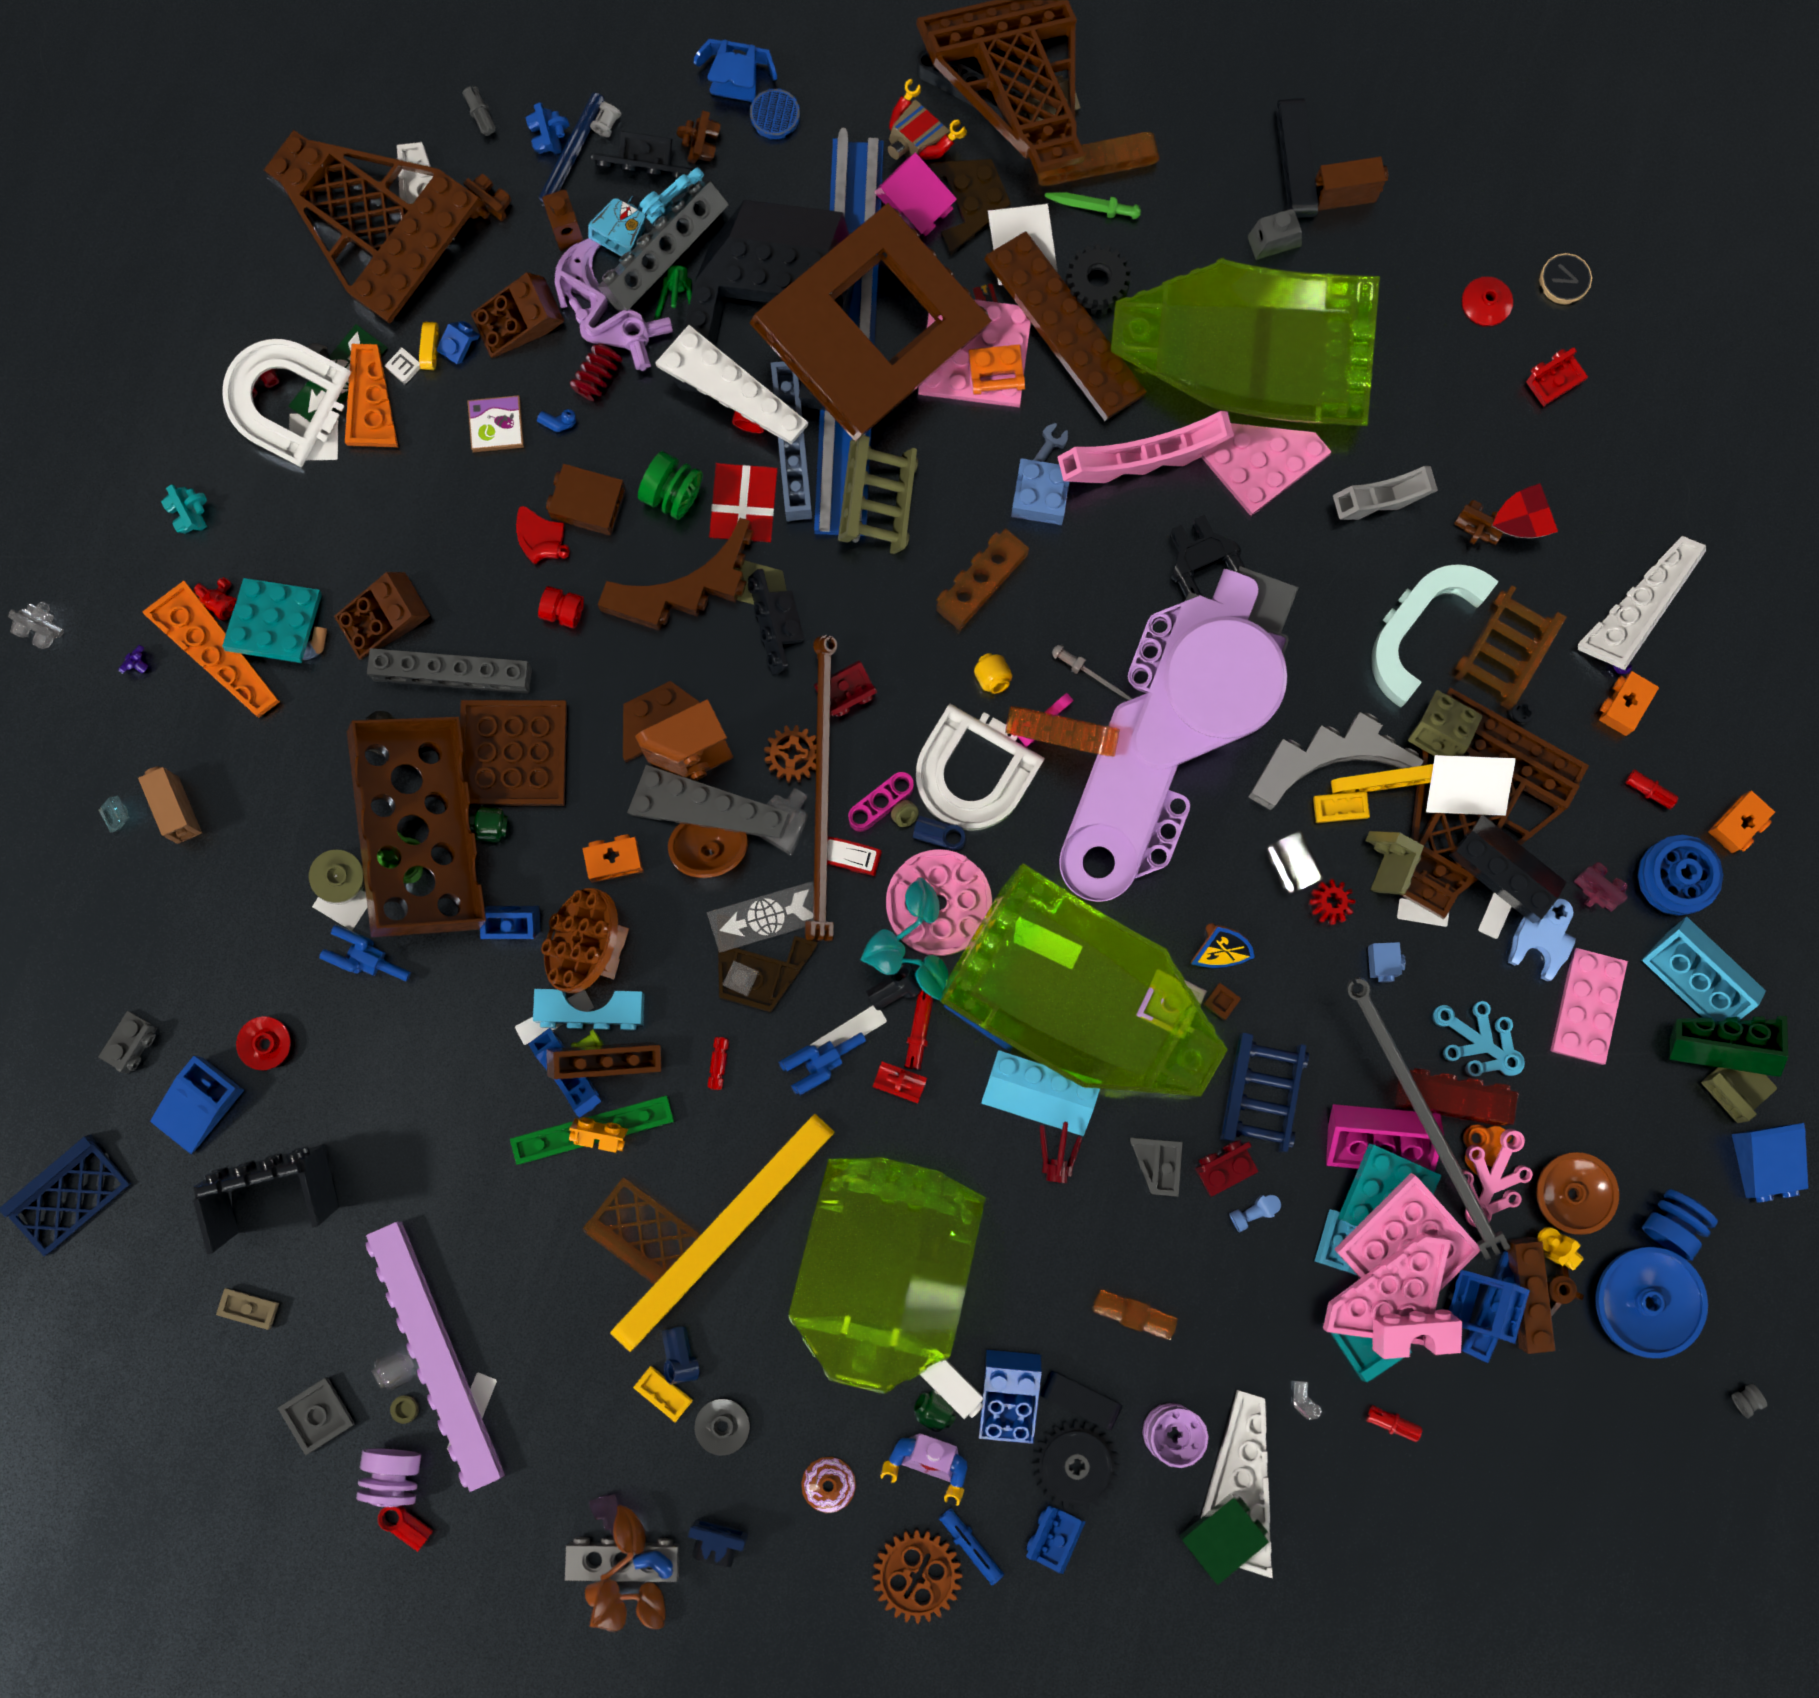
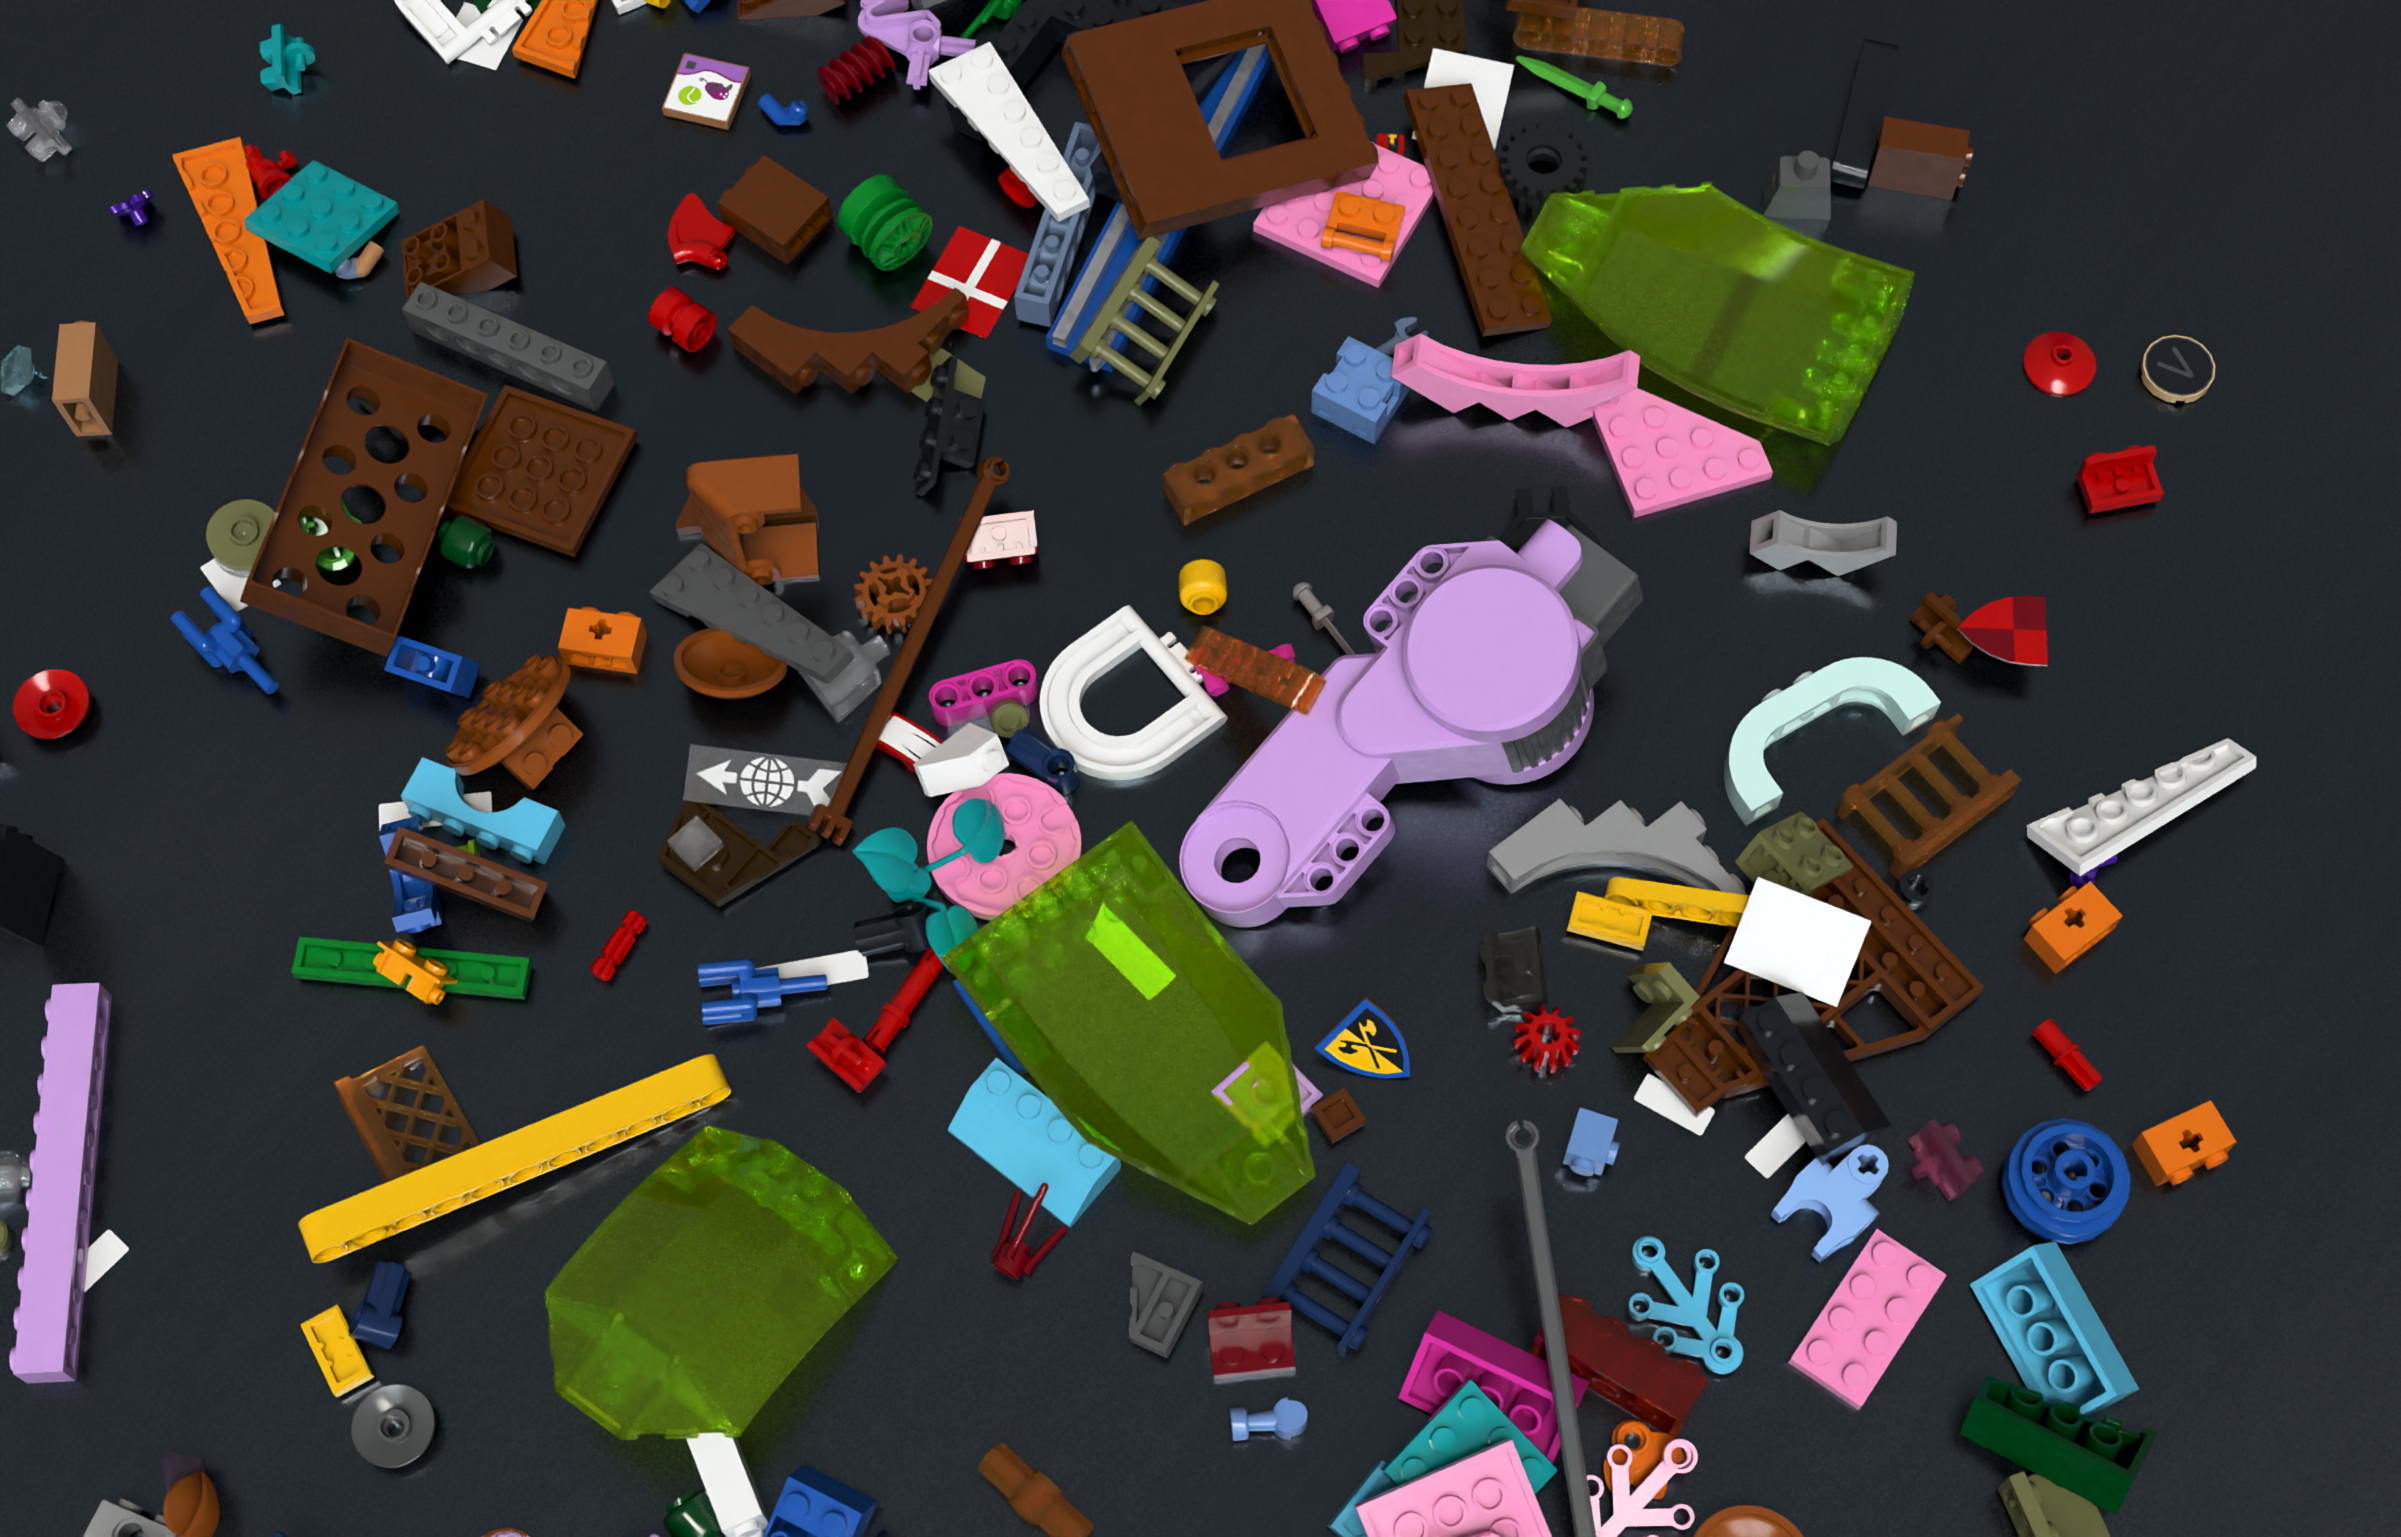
camera: 25 degrees right, 15 degrees down
(889, 857) = (961, 761): none -> white slope

